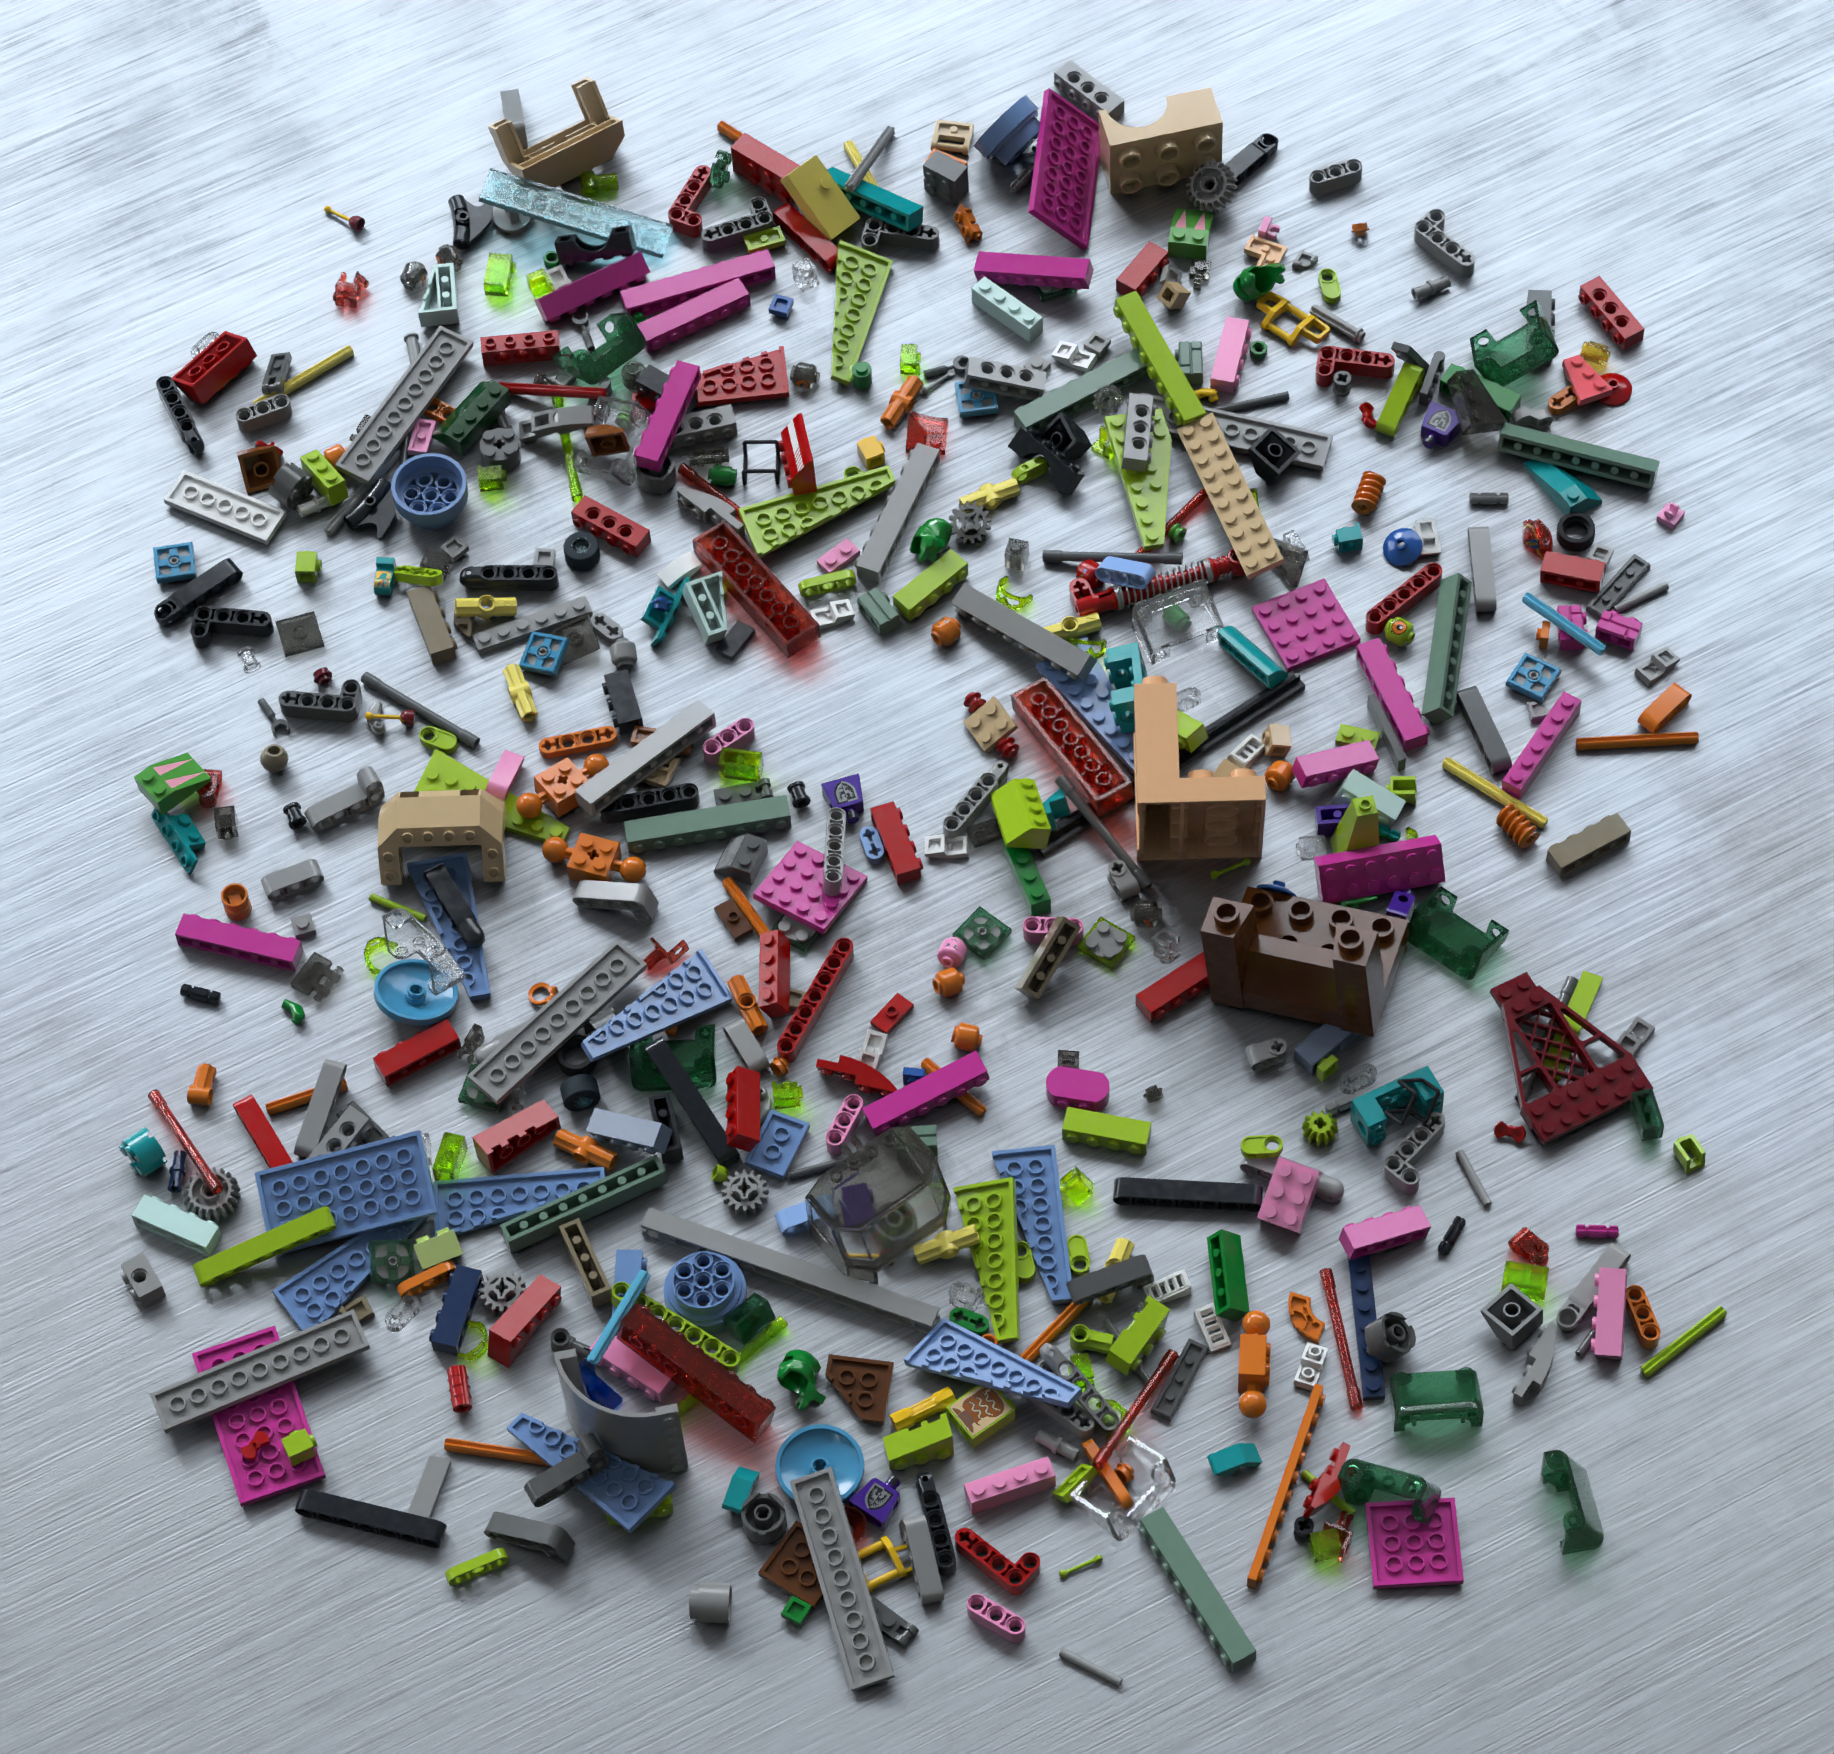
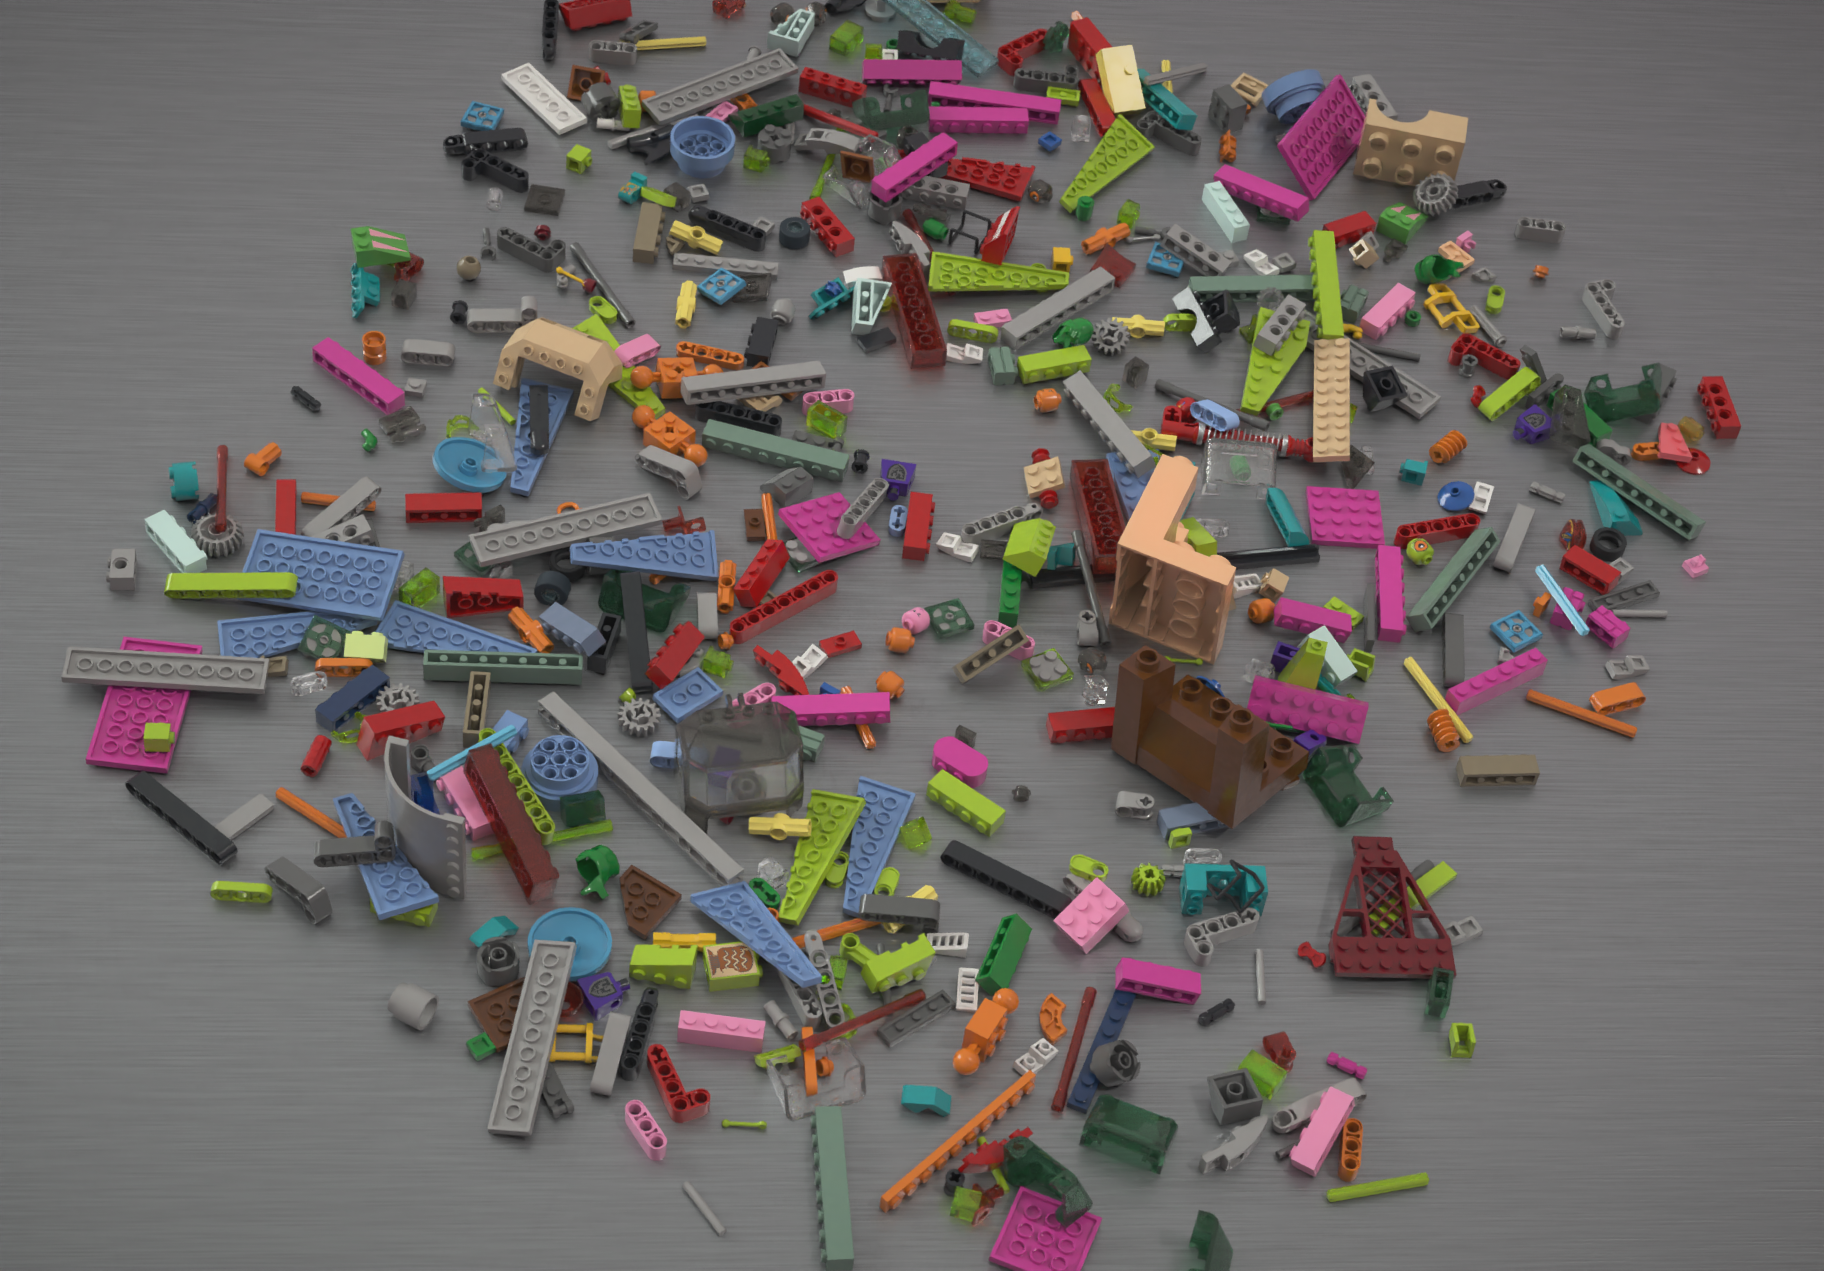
camera: 15 degrees right, 10 degrees down
(250, 1451) = (119, 724): red piece -> none
(609, 625) = (784, 290): light grey beam -> none

